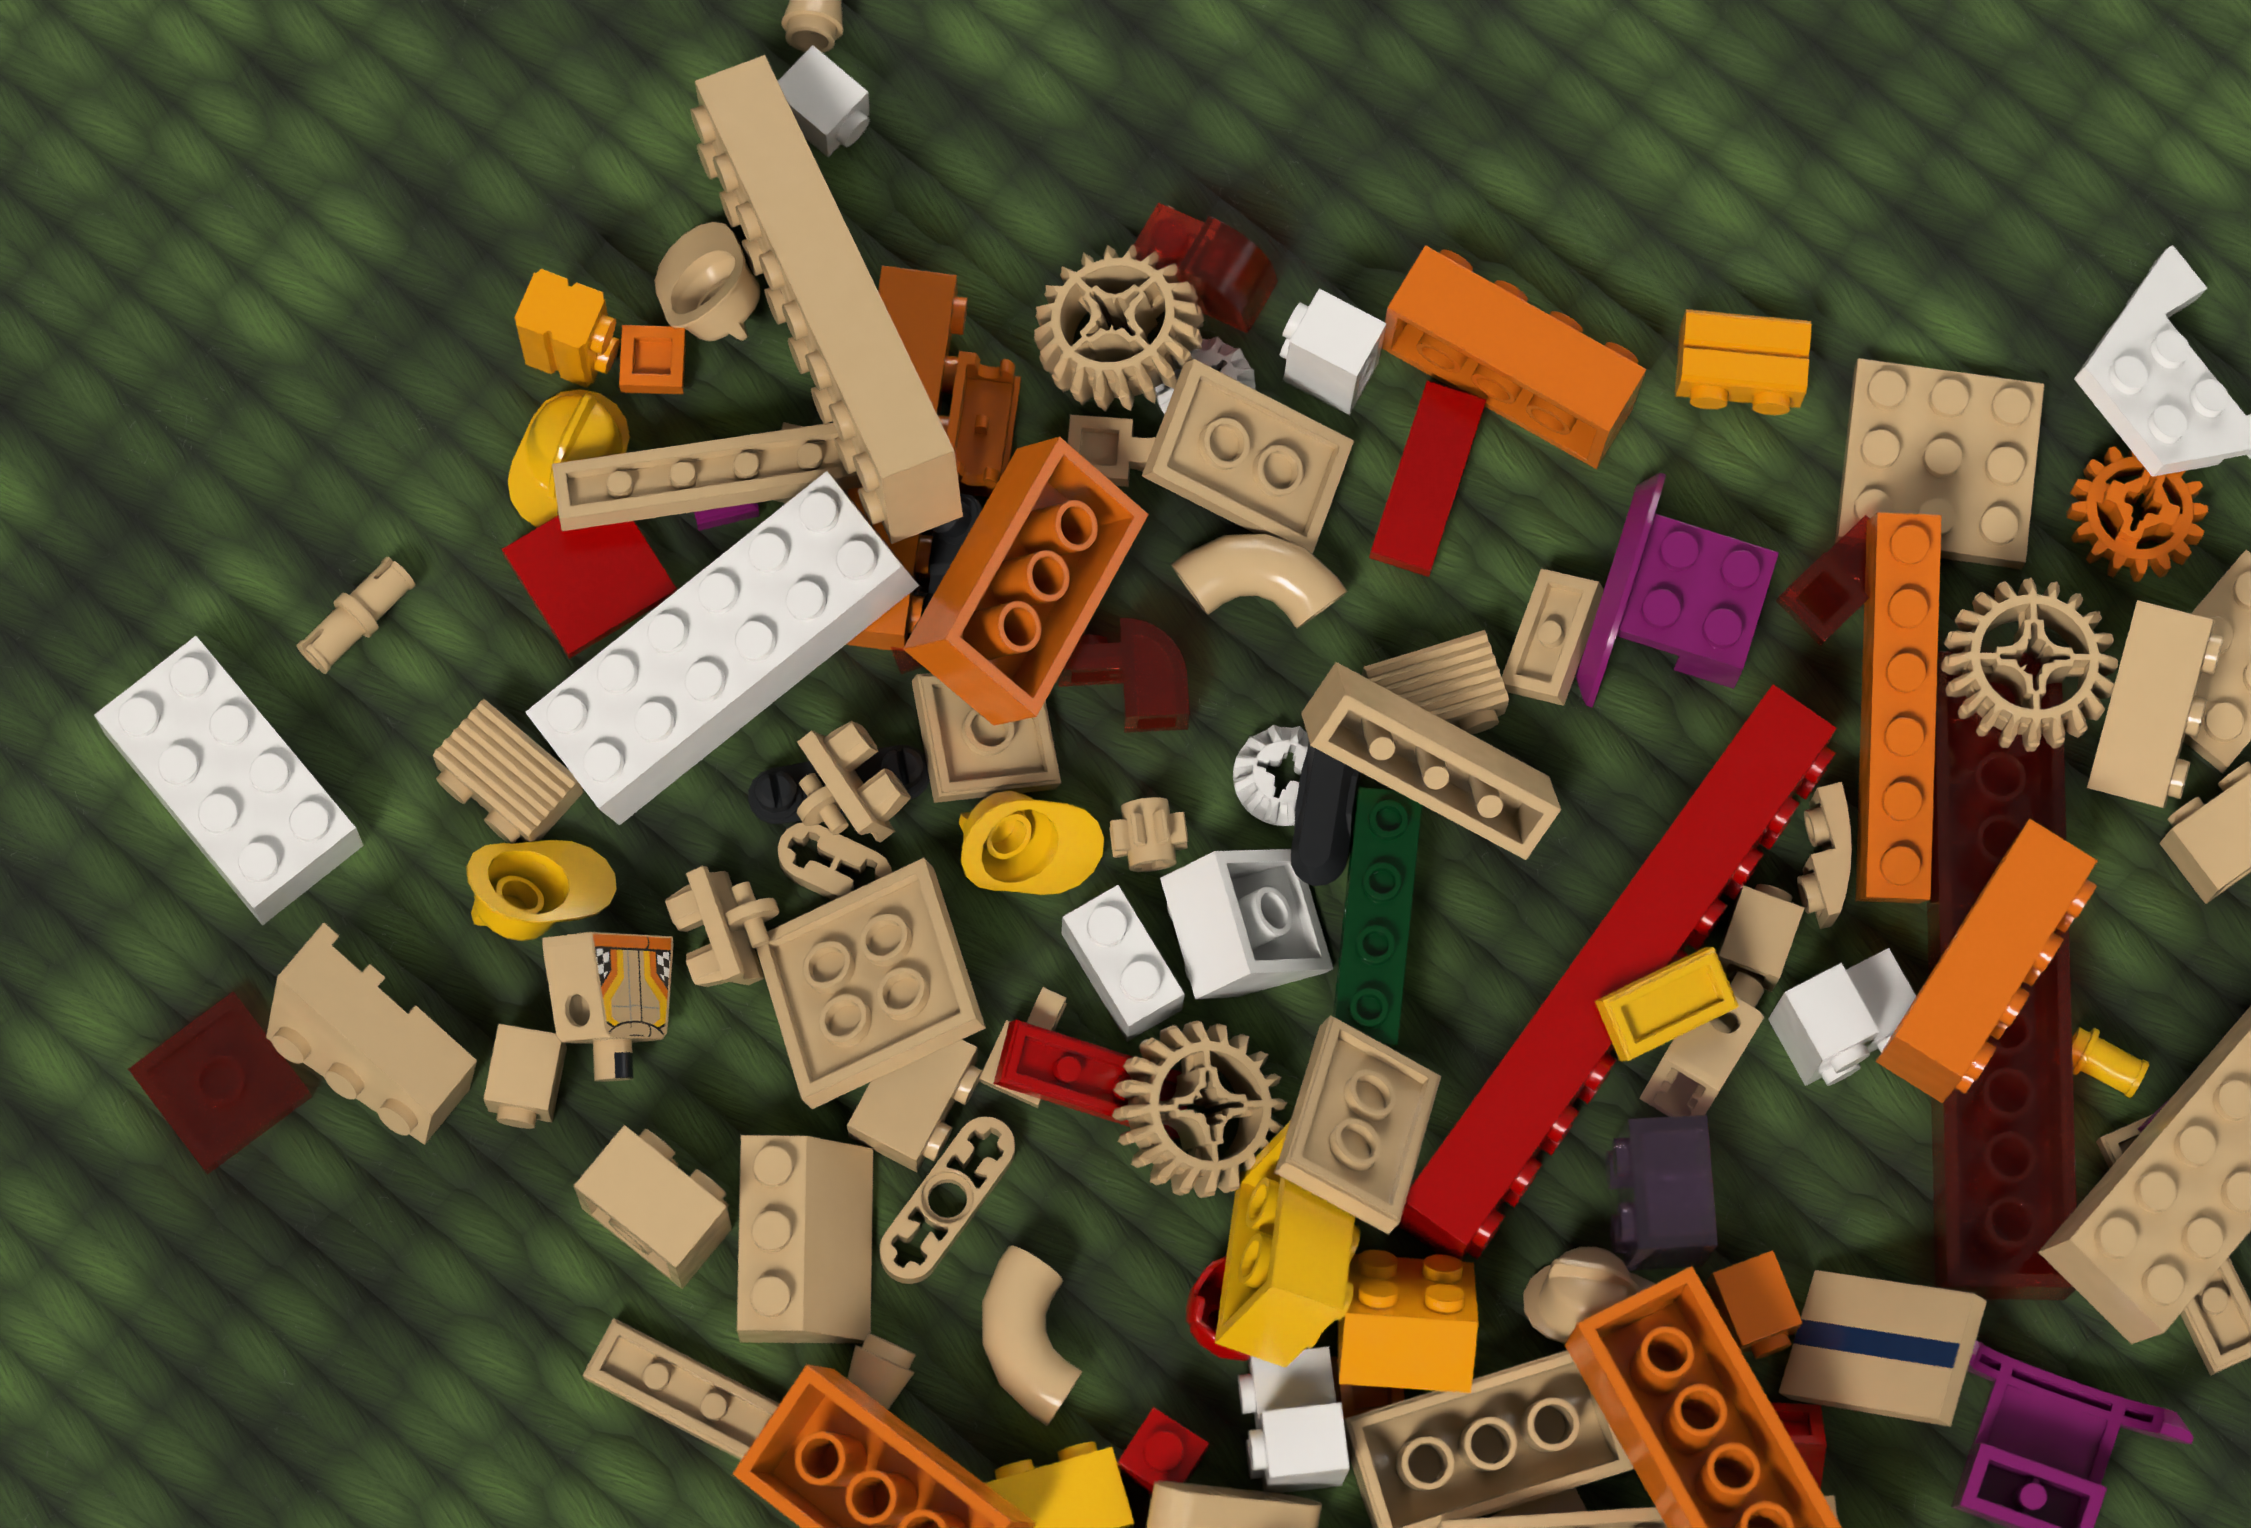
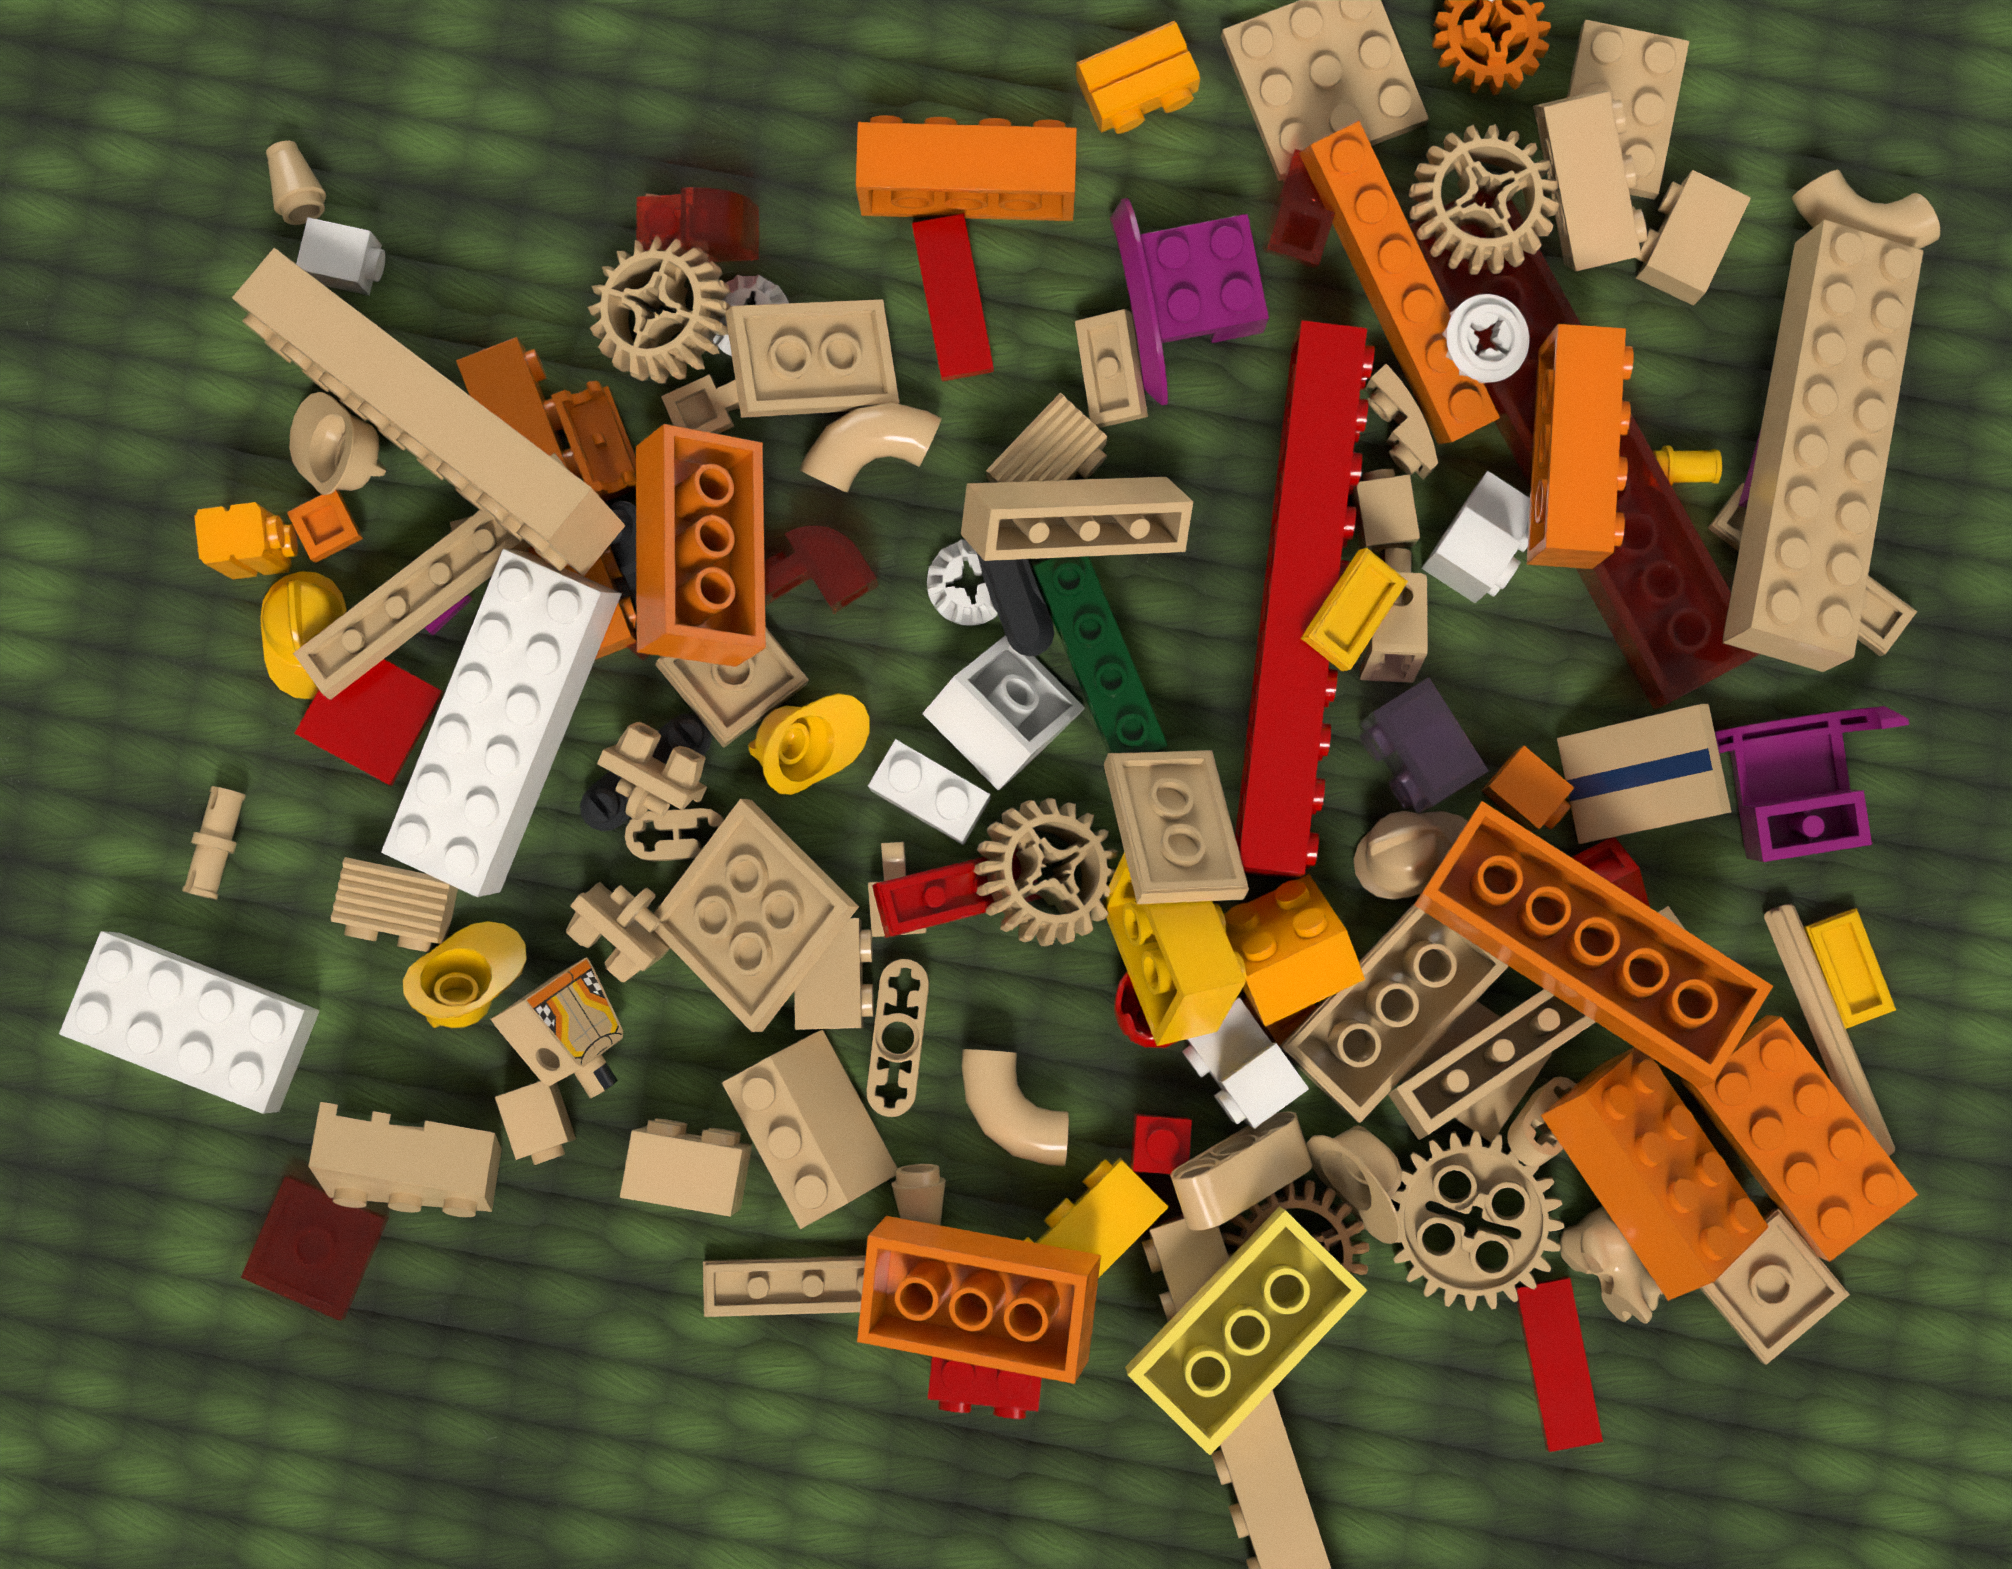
camera: 20 degrees left, 10 degrees up
(1148, 834) = (895, 684): tan gear -> none
(1331, 350) = (829, 240): white brick -> none
(1981, 819) = (1509, 337): none -> white gear

